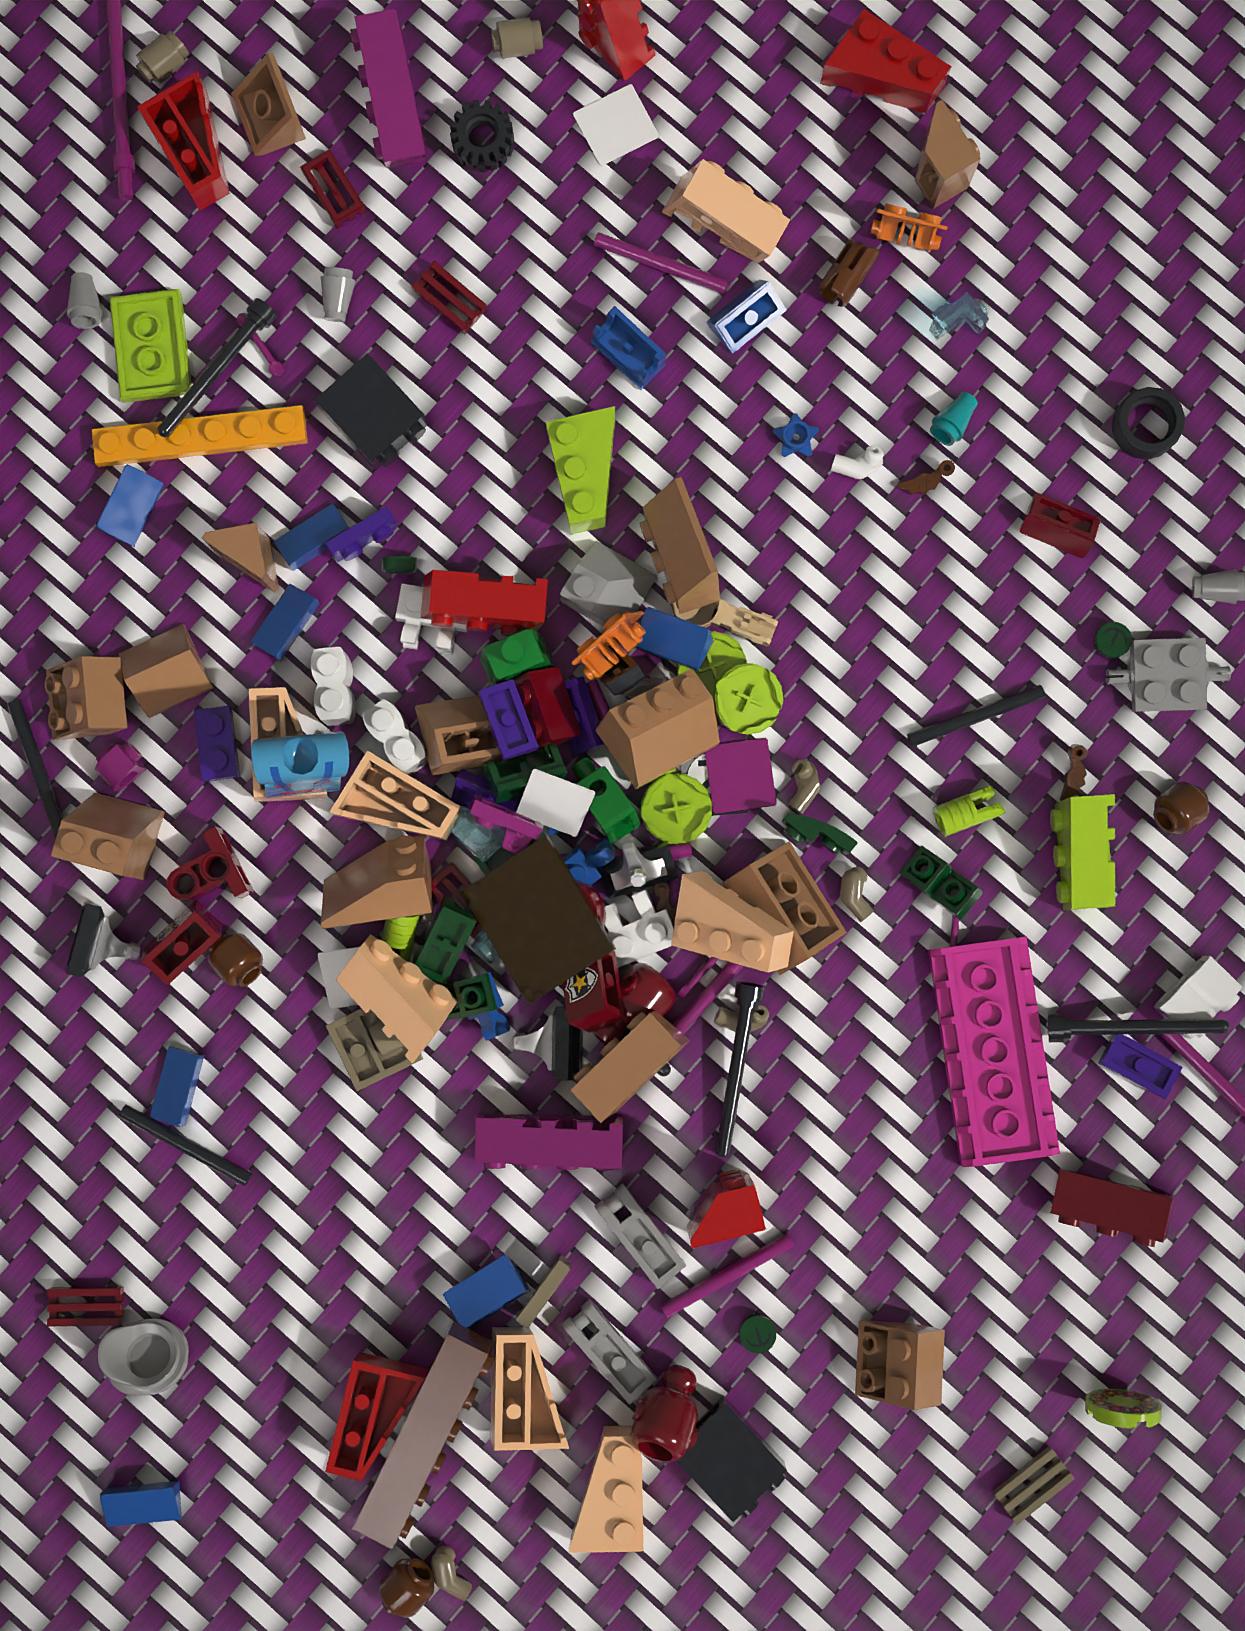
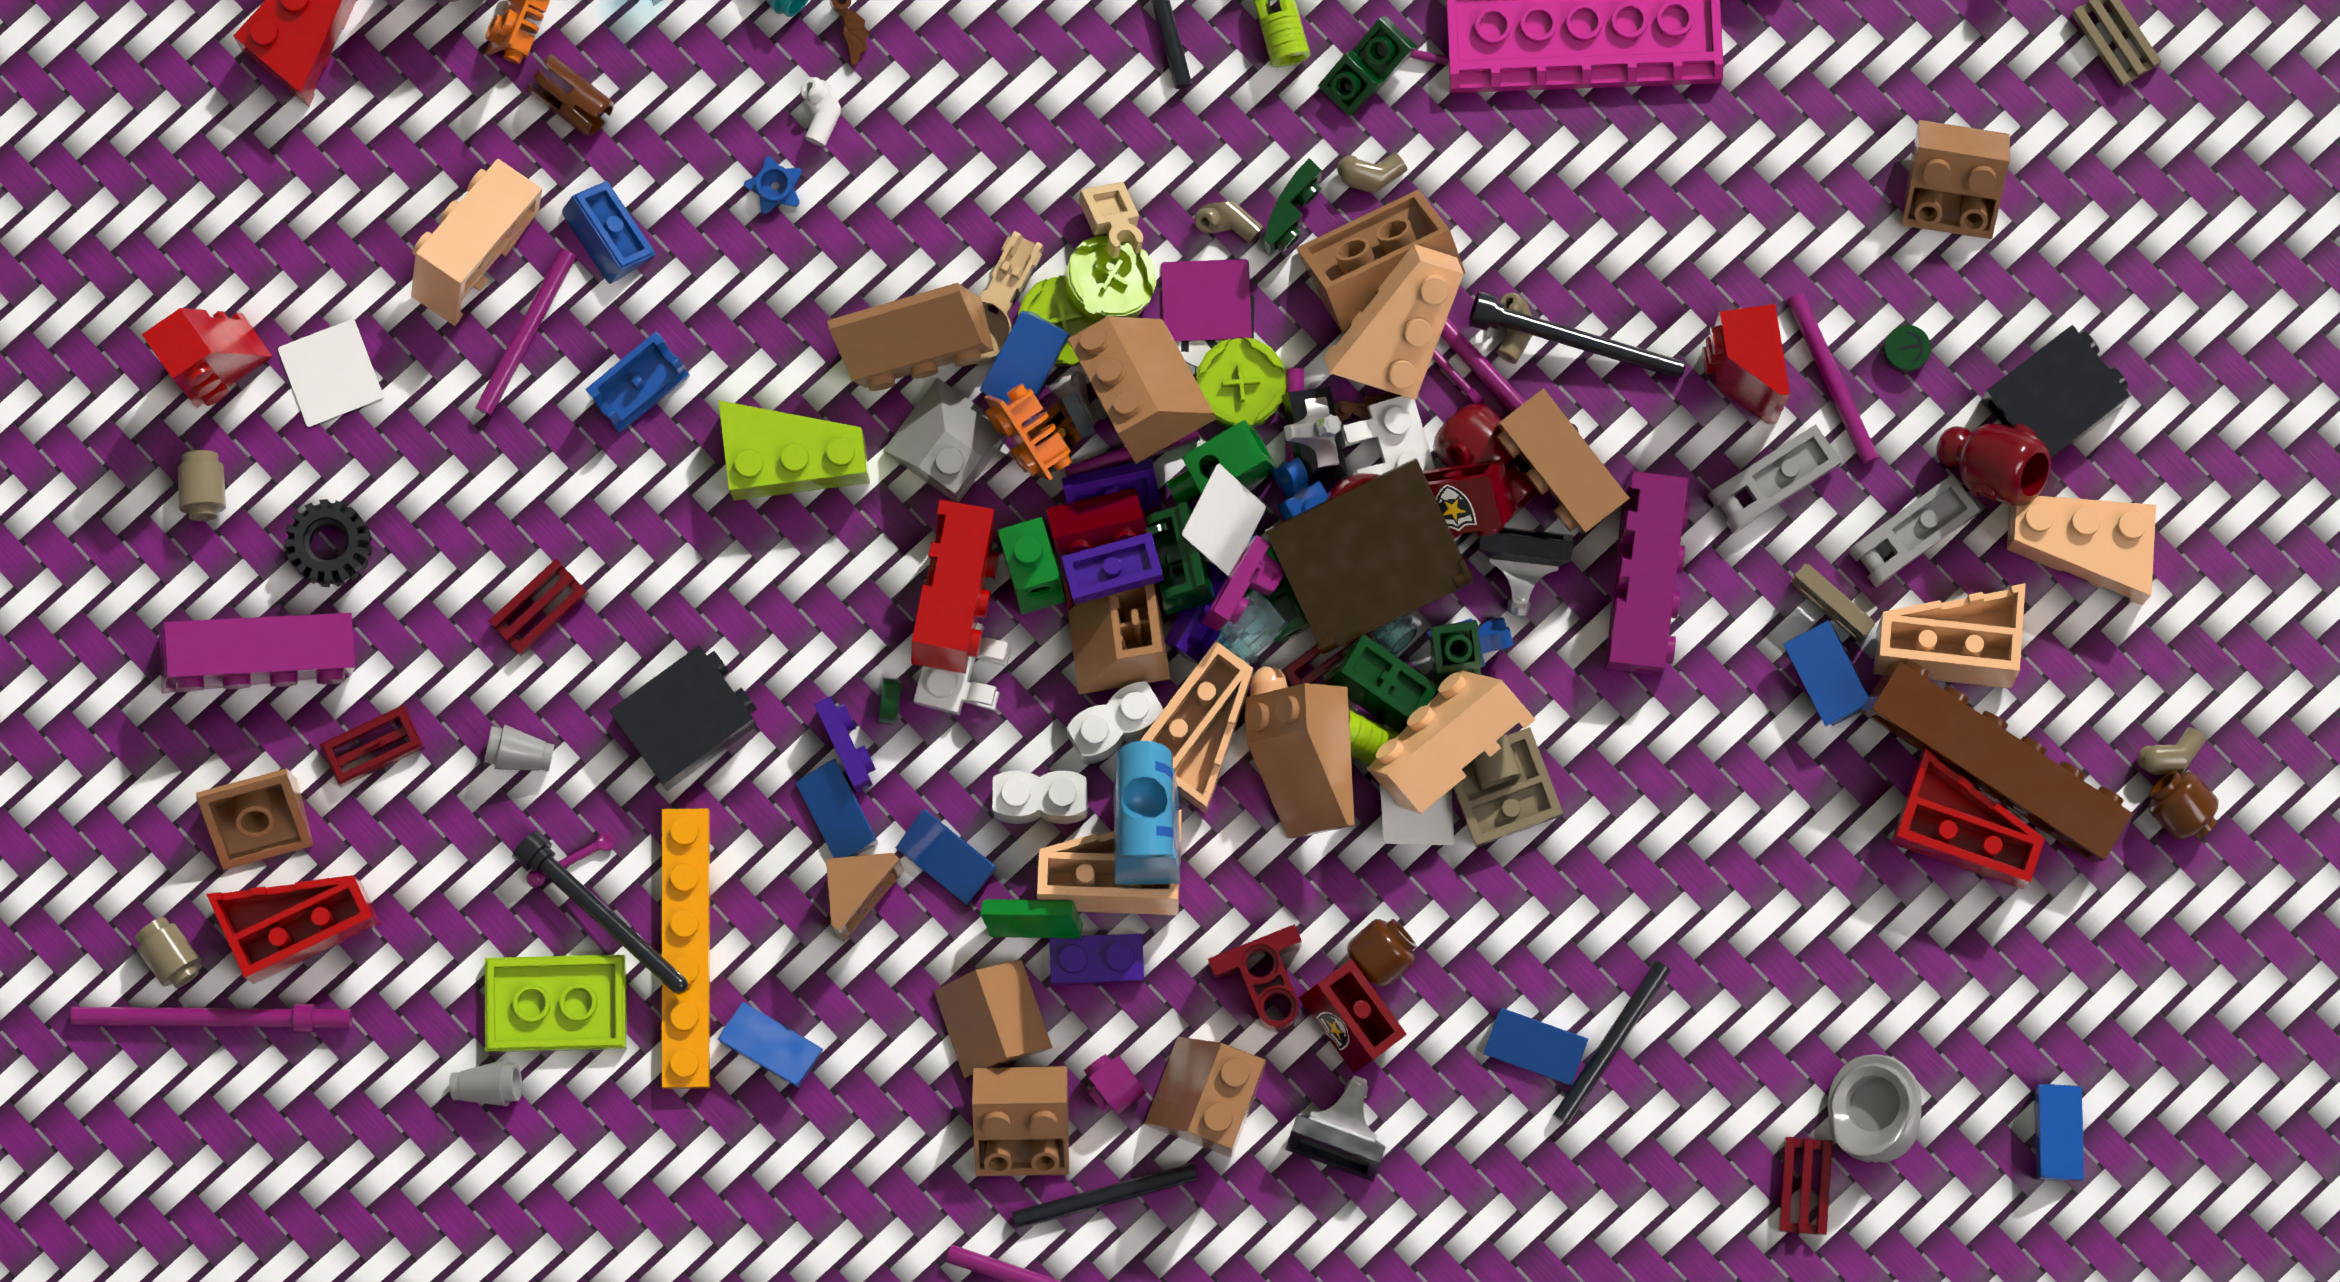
camera: 85 degrees left, 5 degrees down
(238, 689) = (1031, 918): none -> green tile
(438, 853) = (1267, 680): none -> light nougat hinge
(799, 694) = (1112, 212): none -> tan plate

